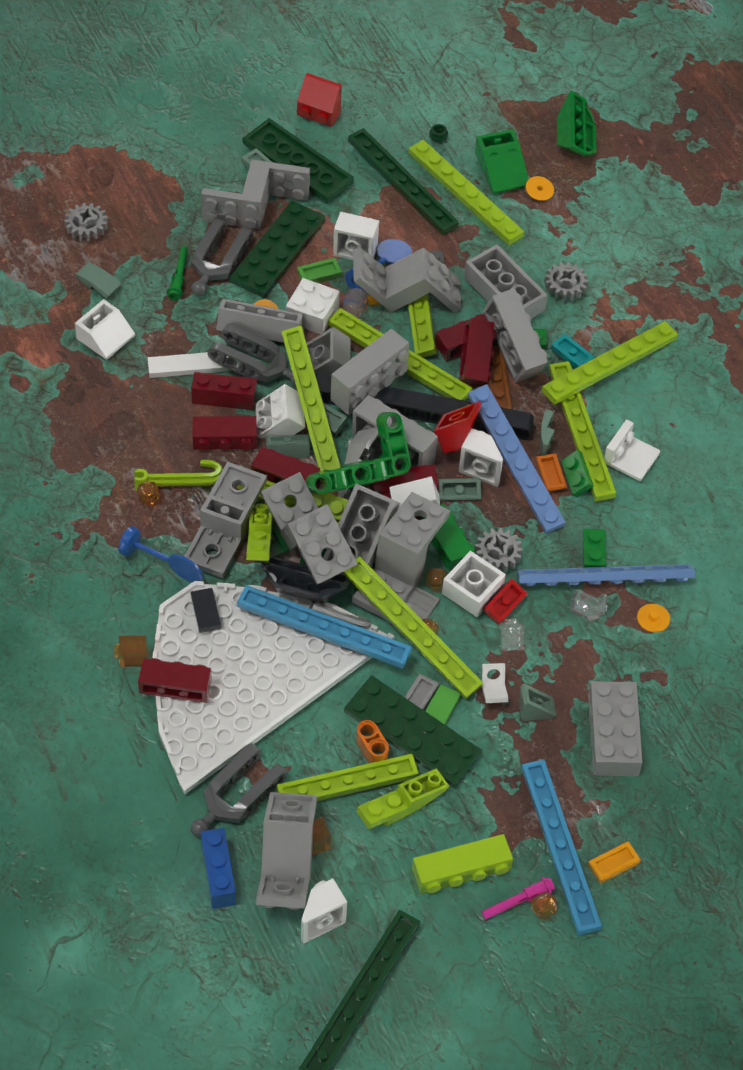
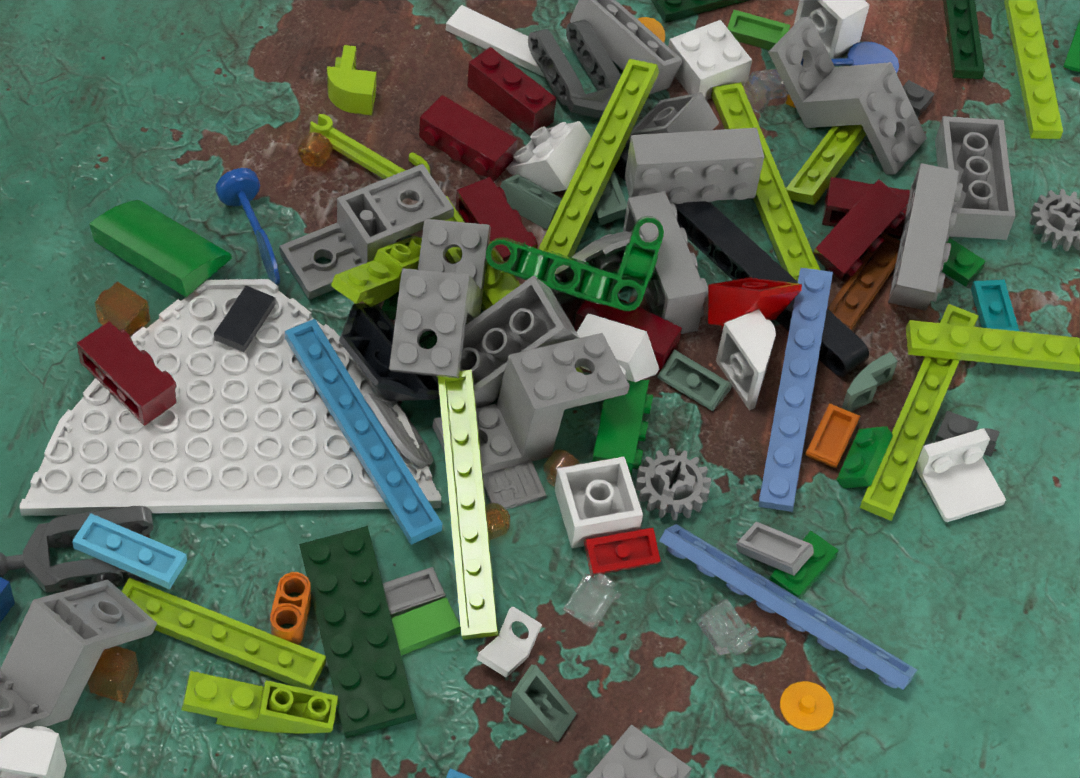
camera: 35 degrees right, 0 degrees up
(117, 602) = (158, 246): none -> green slope
(133, 445) = (351, 88): none -> lime brick
(271, 769) = (129, 551): none -> medium azure plate
(576, 549) = (775, 548): none -> light grey tile
(608, 428) = (956, 425): none -> dark grey plate

